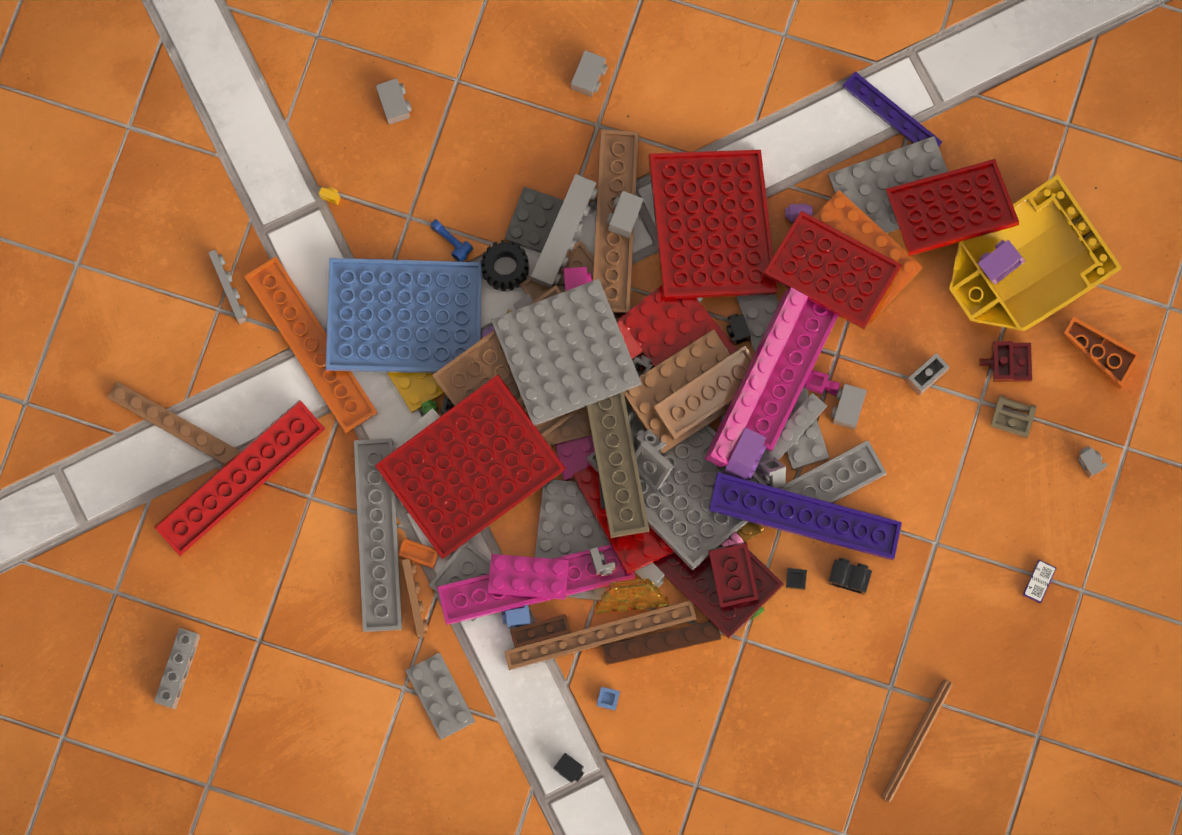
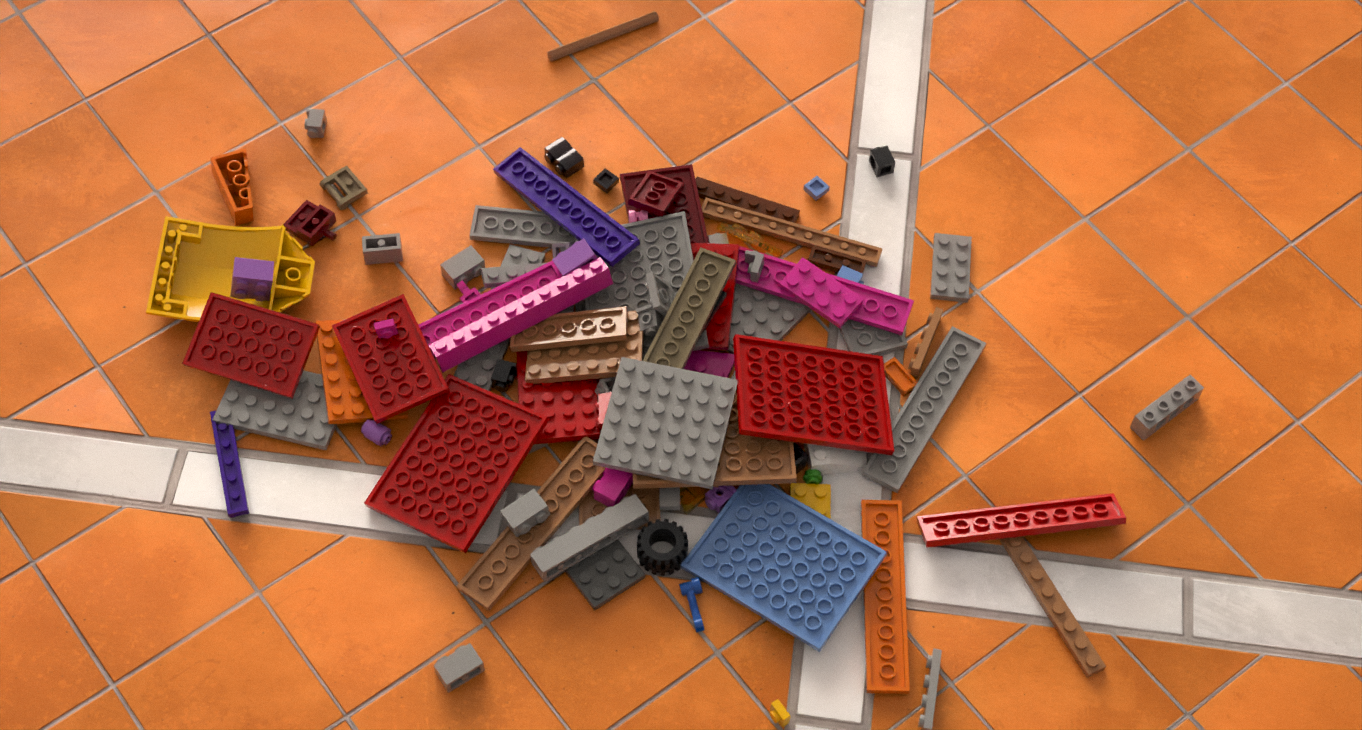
camera: 150 degrees left, 20 degrees down
(850, 282) = (386, 328): none -> dark pink plate
(1039, 581) = (425, 77): white tile -> none

